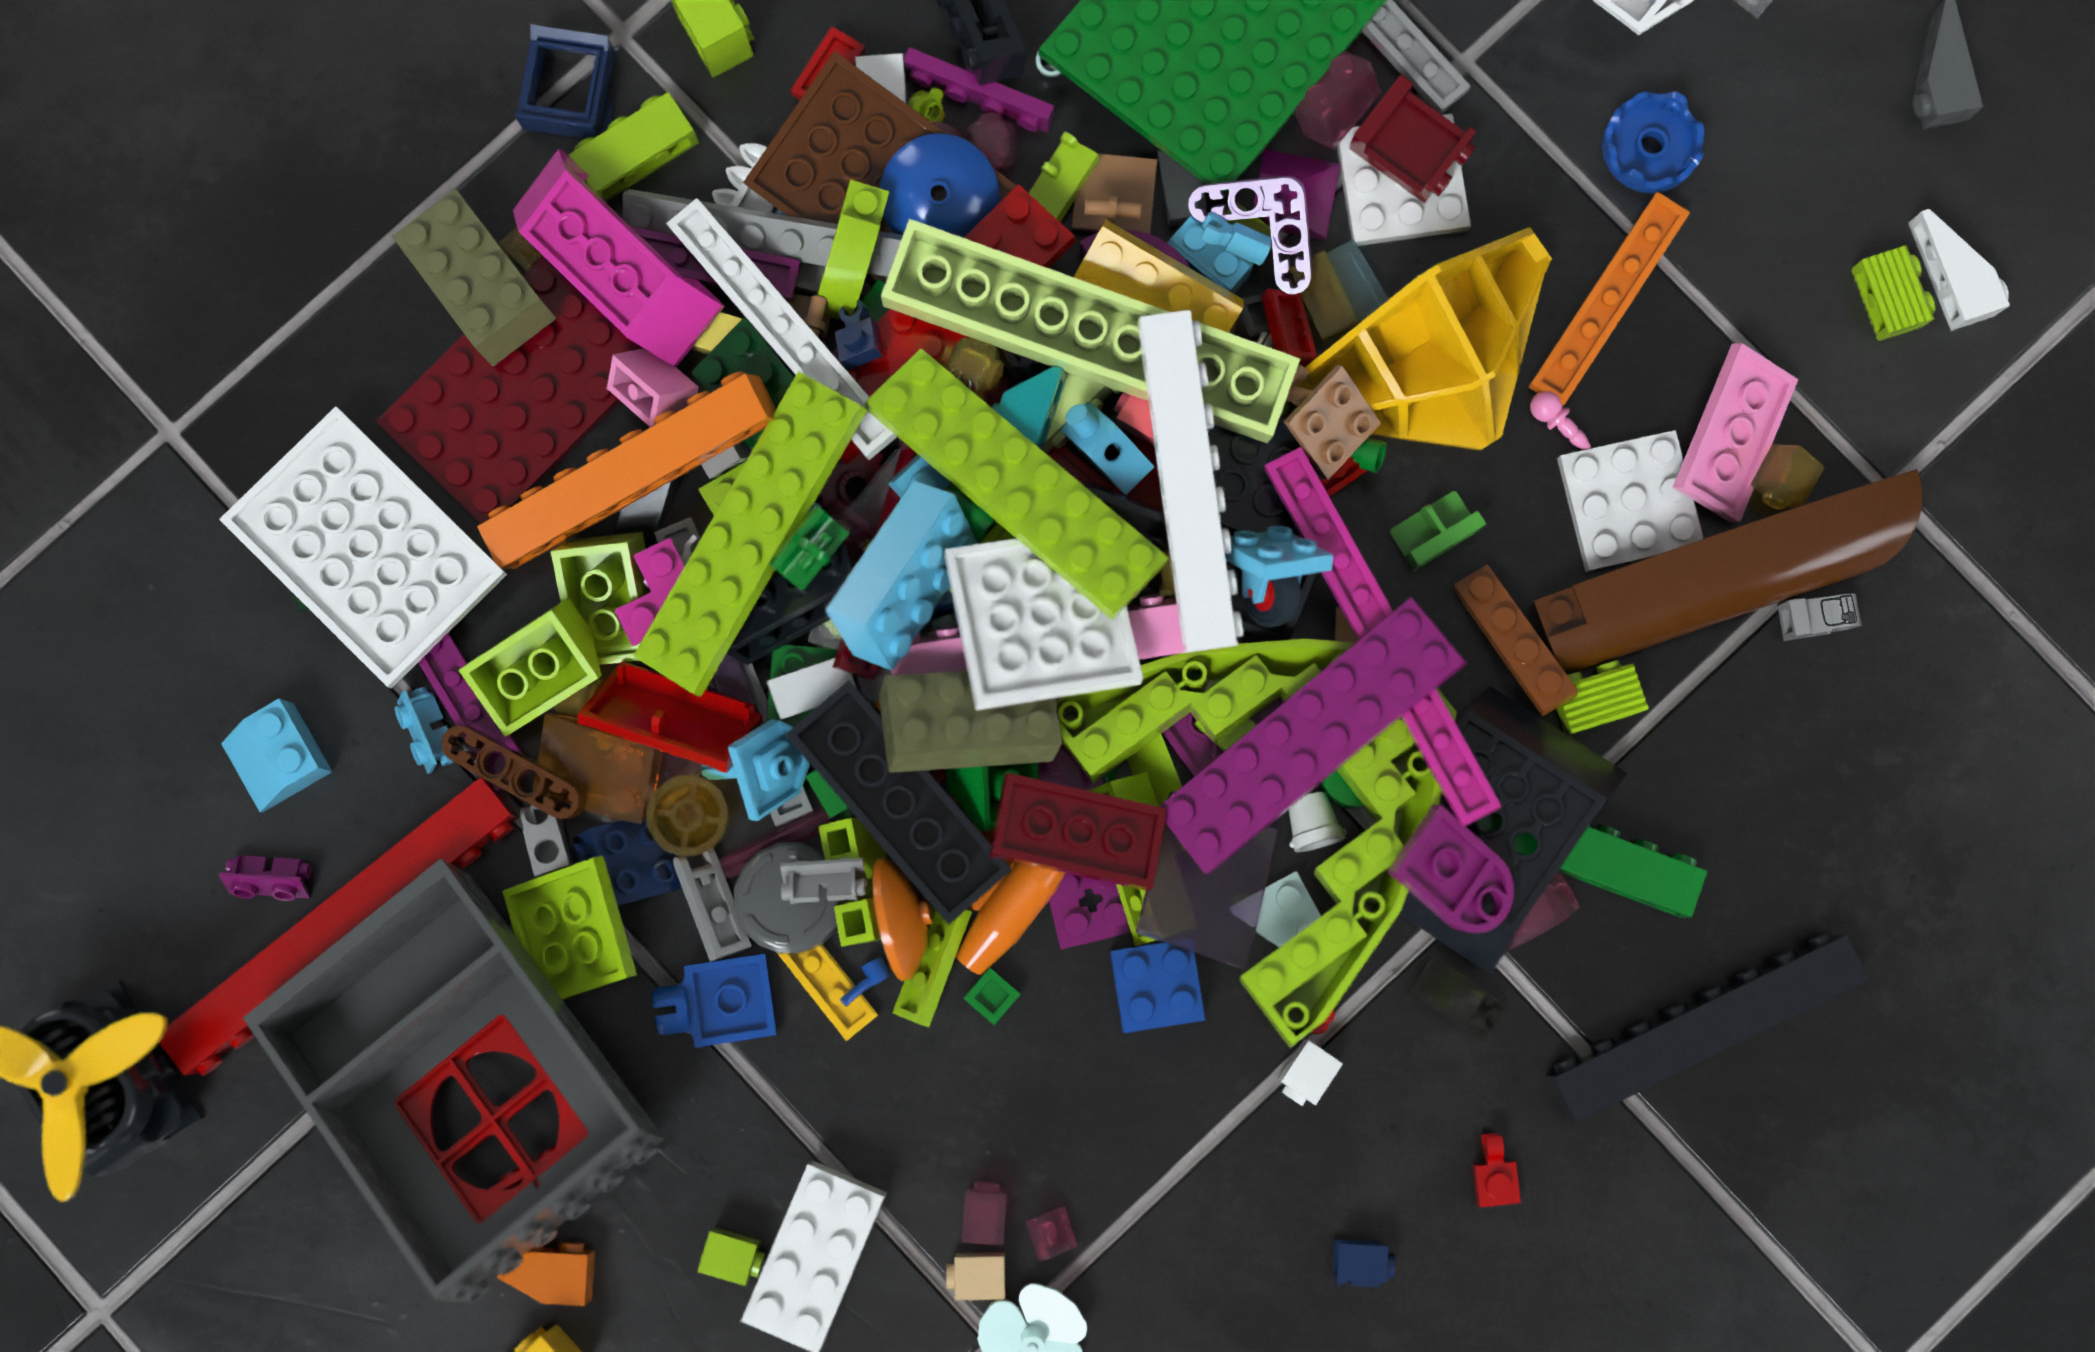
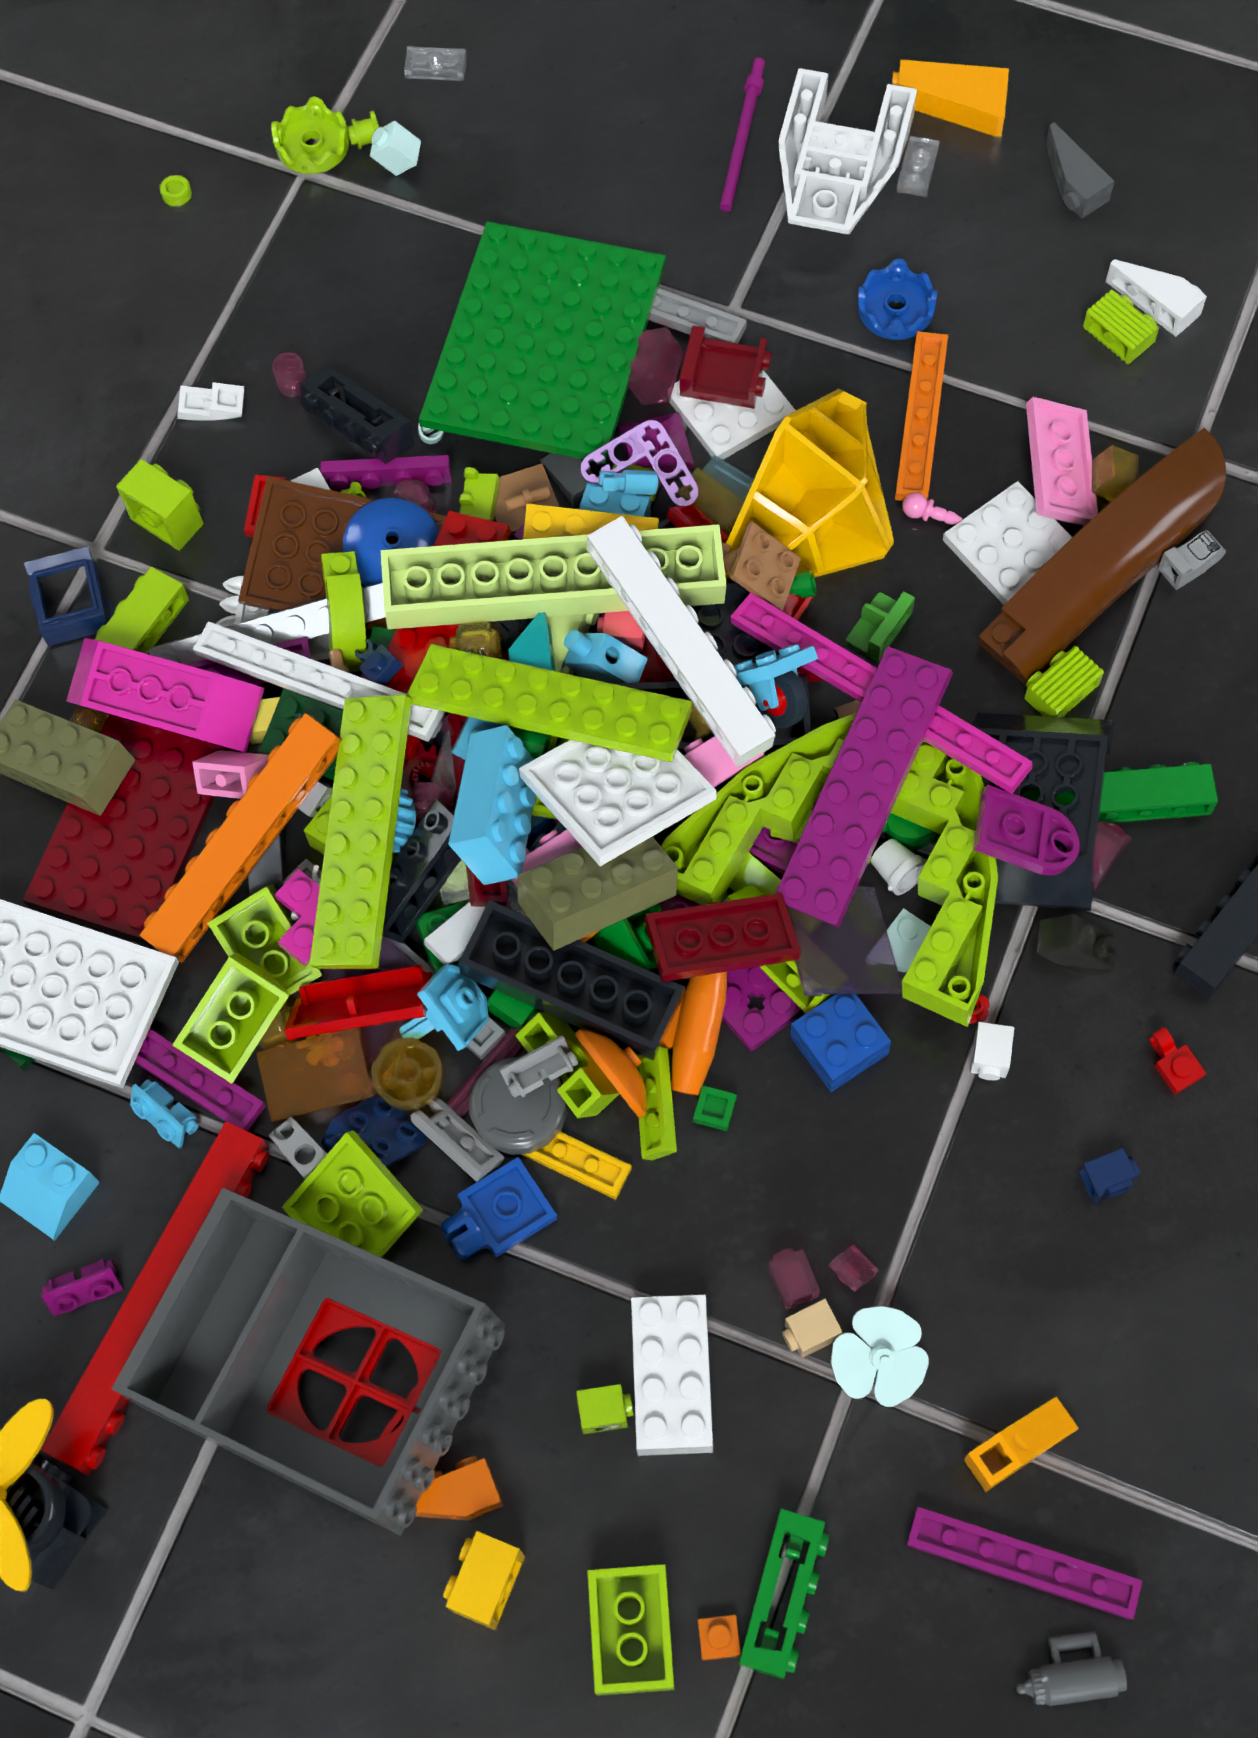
camera: 20 degrees left, 15 degrees down
(513, 772) = (251, 1102): reddish brown beam -> none
(809, 548) = (413, 813): green hips -> none
(875, 972) = (613, 1134): blue hand -> none
(1515, 640) = (982, 669): dark orange plate -> none

